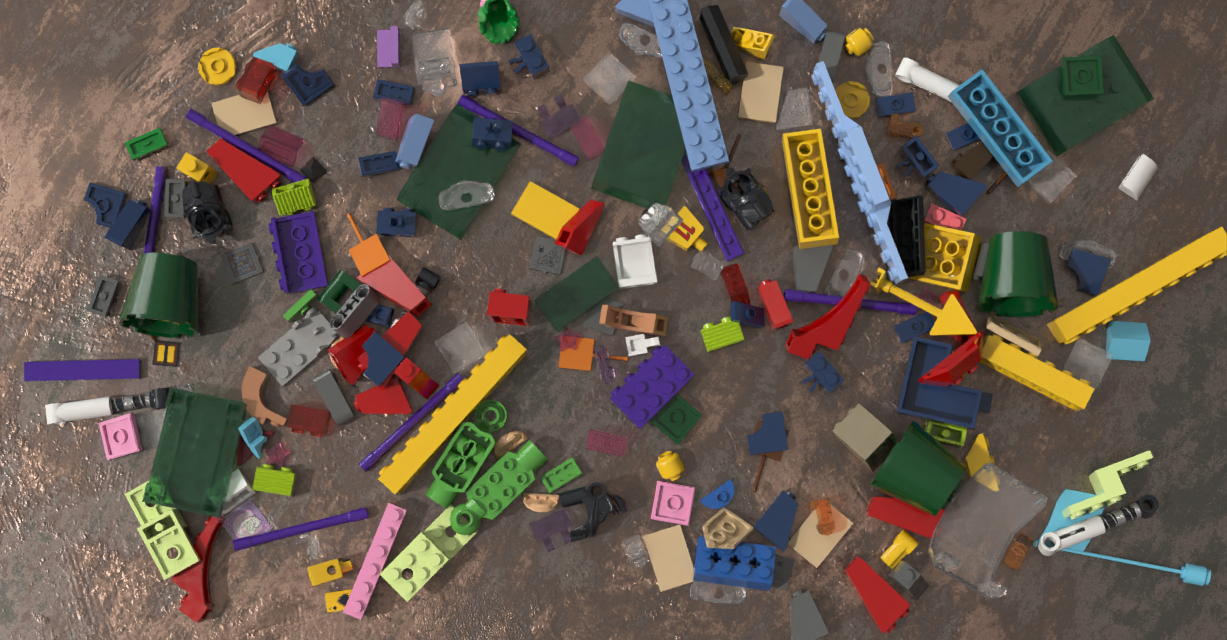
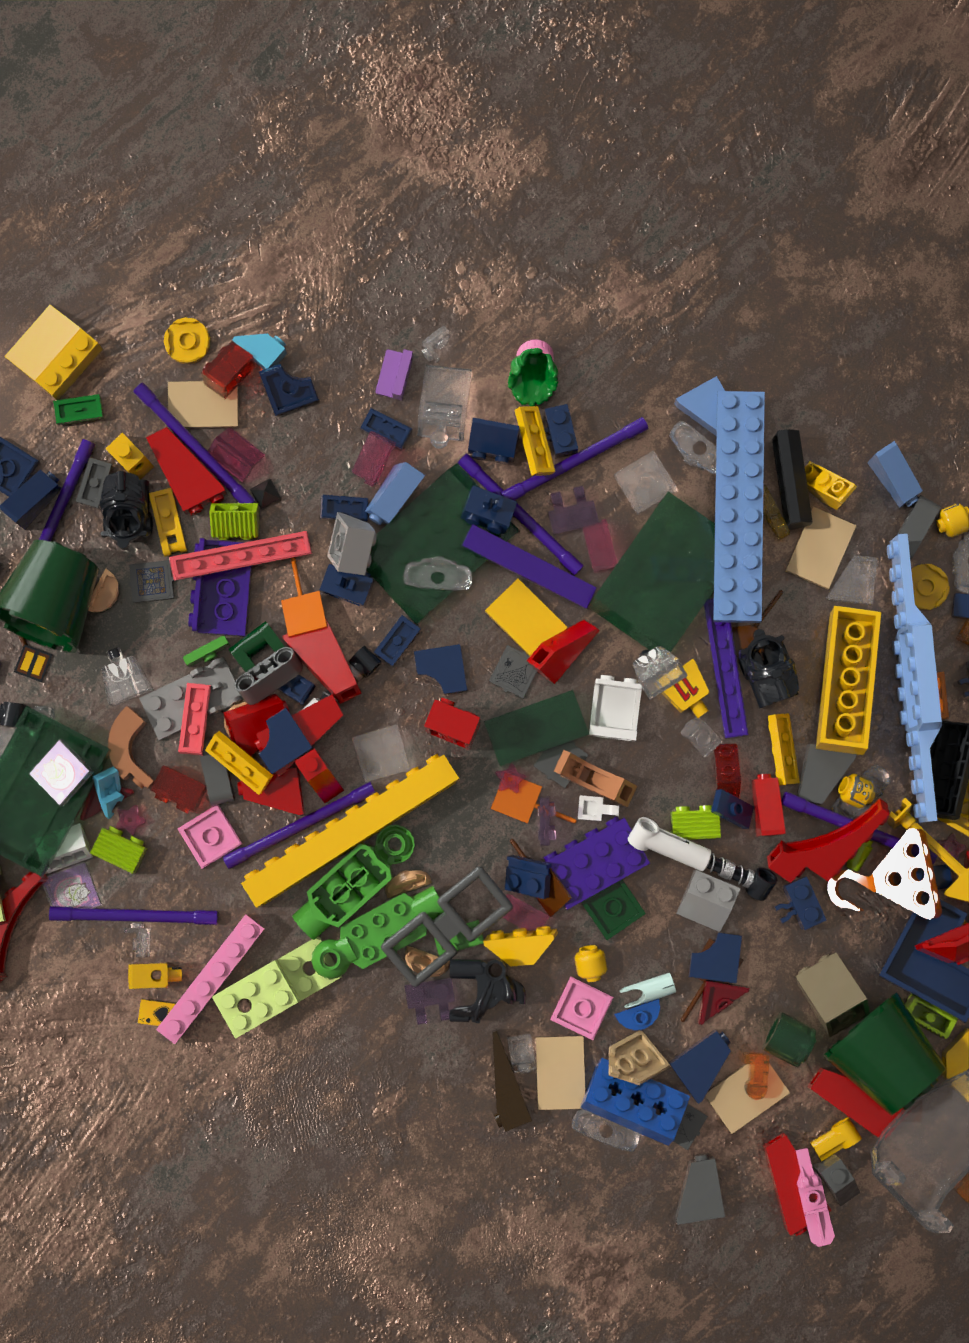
camera: 15 degrees right, 0 degrees up
(114, 104) = (54, 352): none -> yellow slope
(207, 282) = (105, 593): none -> light nougat plate
(212, 432) = (61, 772): none -> tile
(241, 212) = (167, 521): none -> yellow plate
(241, 345) = (124, 678): none -> clear torso
(306, 223) = (240, 555): none -> coral tile
(306, 361) = (194, 719): none -> coral tile
(343, 450) = (210, 836): none -> bright pink tile
(350, 385) = (239, 762): none -> yellow plate
(391, 190) = (351, 544): none -> light grey slope
(448, 256) = (397, 640): none -> dark blue plate
(490, 265) = (444, 666): none -> dark blue tile
(513, 69) = (534, 440): none -> yellow plate
(535, 169) = (528, 566): none -> dark purple tile
(549, 468) = (447, 926): none -> dark grey bar
(584, 43) = (628, 432): none -> dark purple piece
(602, 412) = (528, 877): none -> dark blue plate
(611, 467) = (521, 946): none -> yellow slope
(618, 415) = (558, 894): none -> reddish brown piece
(636, 591) = (509, 1099): none -> dark brown slope
(688, 353) = (648, 835): none -> piece
(724, 472) = (652, 989): none -> light aqua piece
(748, 391) = (708, 900): none -> light grey slope
(774, 257) = (783, 749): none -> yellow plate
(777, 464) = (718, 997): none -> dark red tile
(840, 273) = (856, 791): none -> yellow head
(841, 481) = (790, 1040): none -> clear green piece
(858, 322) = (861, 856): none -> lime cone
(890, 318) = (910, 889): none -> piece
(899, 609) = (815, 1212): none -> bright pink piece

